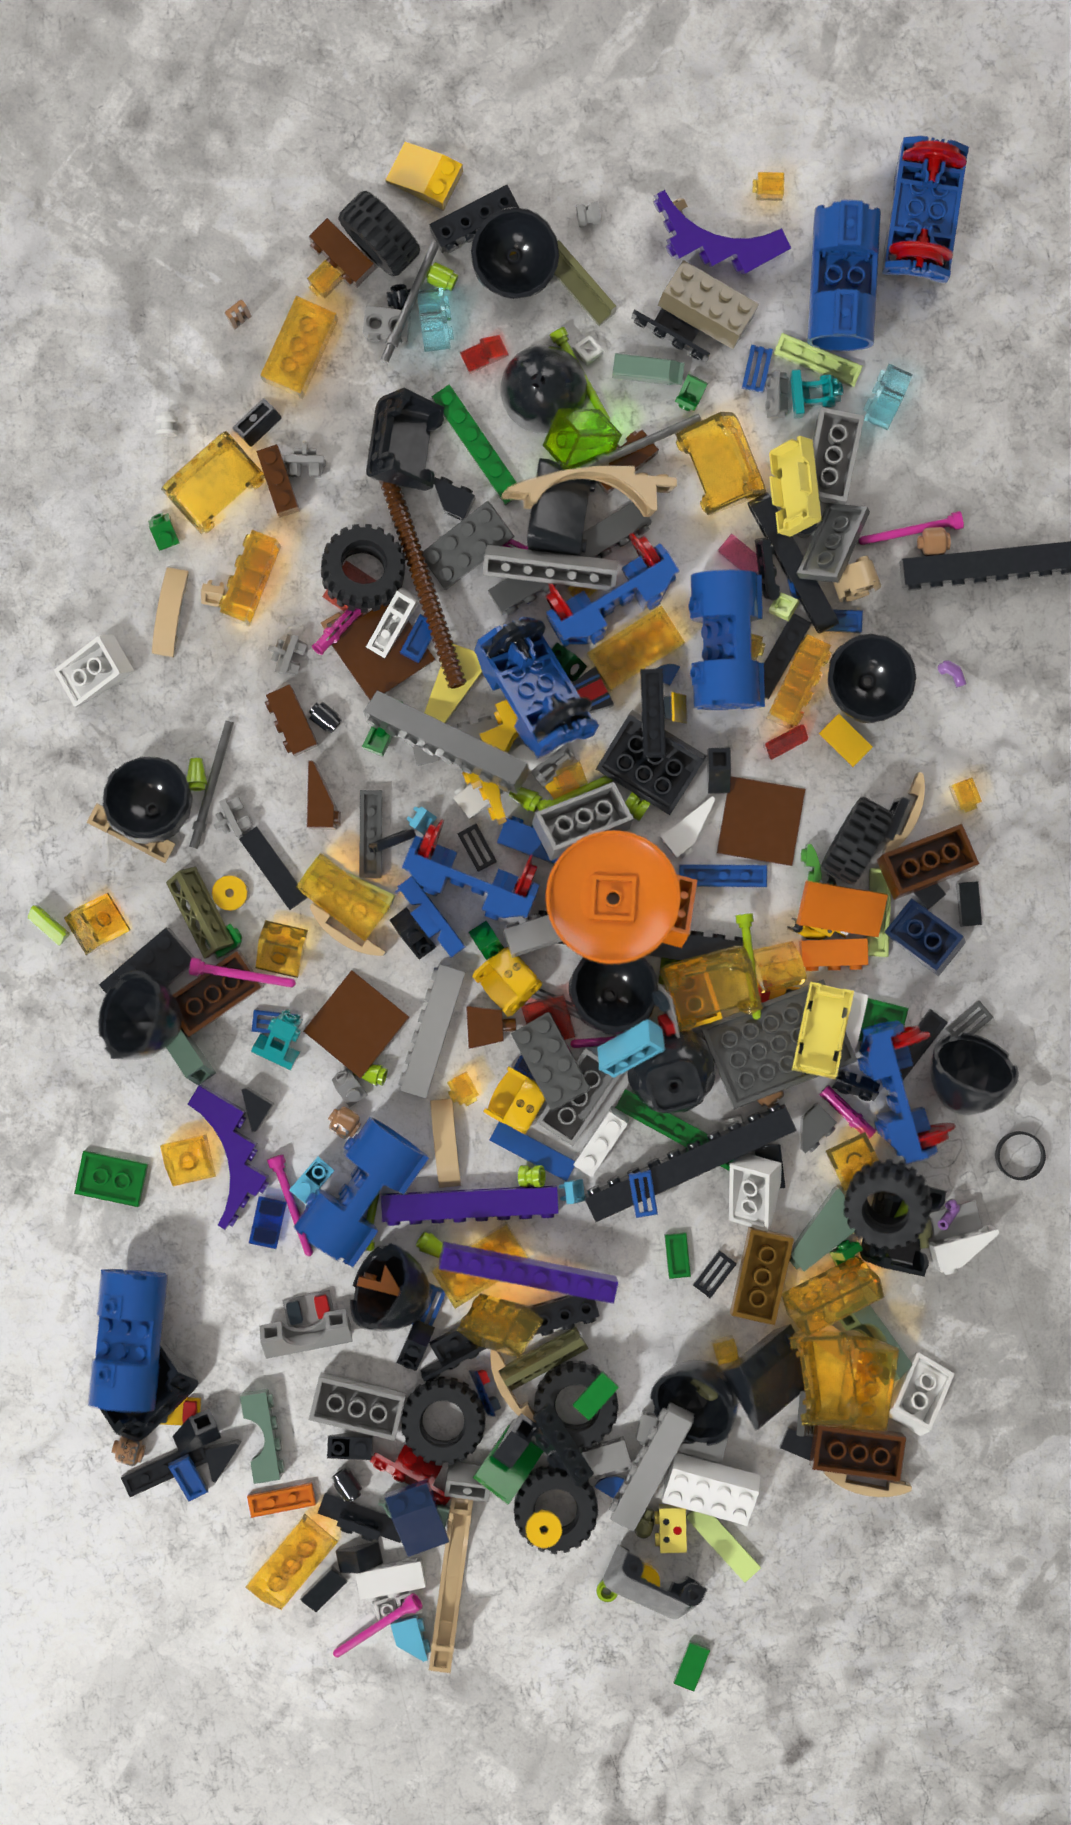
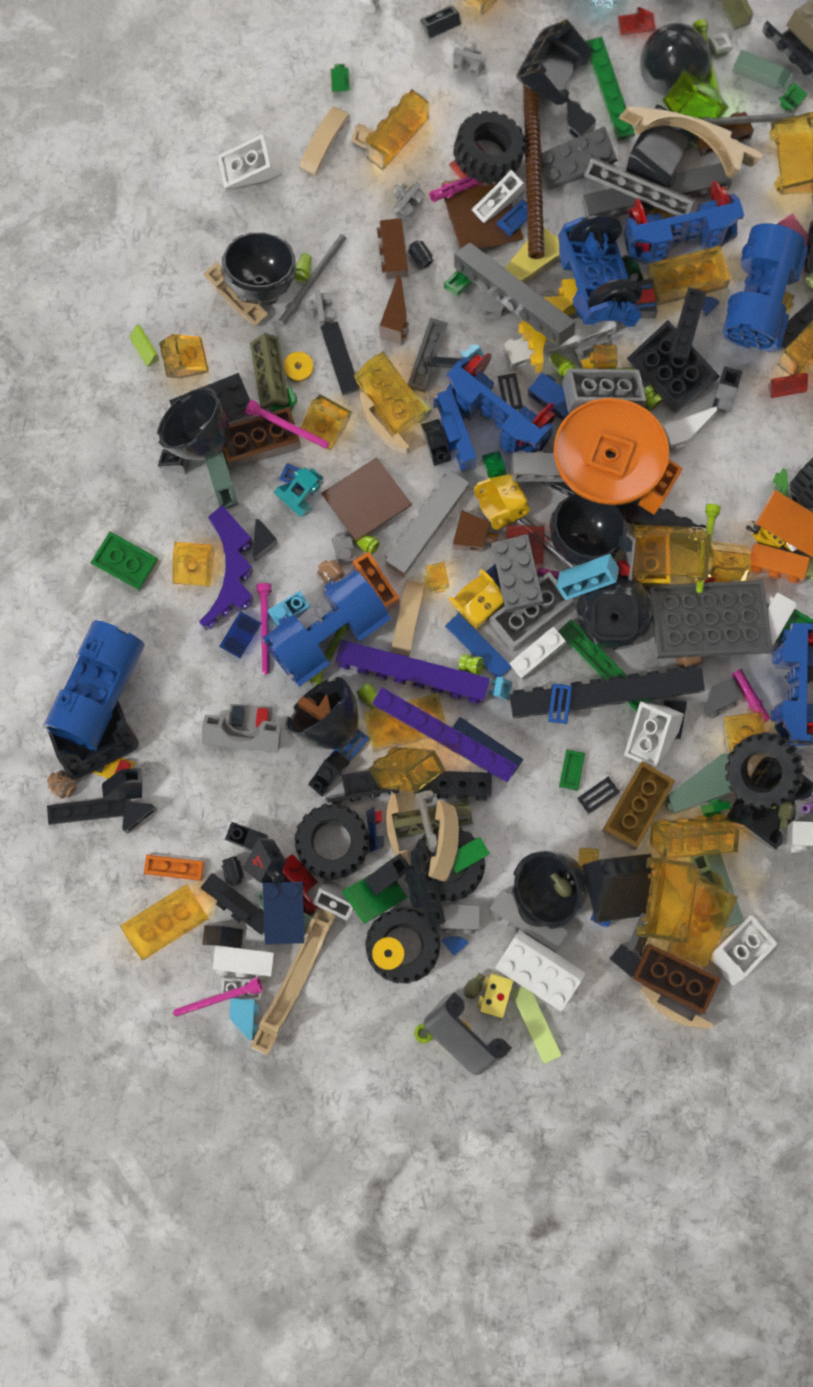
camera: 15 degrees right, 10 degrees down
(188, 1477) = (102, 822): blue tile -> none
(212, 481) = (390, 49): clear yellow windscreen -> none
(258, 1408) = (172, 831): sand green arch -> none
(278, 480) = (443, 66): reddish brown brick -> none
(323, 1589) = (183, 954): black slope -> none
(357, 1406) = (264, 806): light grey brick -> none
(380, 1472) = (265, 862): none -> black torso
(398, 1117) = (374, 576): none -> orange brick
(549, 1391) = (424, 798): none -> light grey hinge
(568, 1255) = (474, 733): none -> dark blue plate
(568, 1388) = (447, 841): none -> tan slope
(652, 1466) = (496, 933): light grey brick -> none
(676, 707) = (707, 328): yellow piece -> none
(691, 1666) = (475, 1122): green tile -> none
(726, 875) = (708, 476): blue tile -> none
(761, 821) = (748, 443): reddish brown piece -> none
(822, 1030) = (751, 616): light yellow piece -> none
(866, 1089) = (757, 673): black hinge -> none

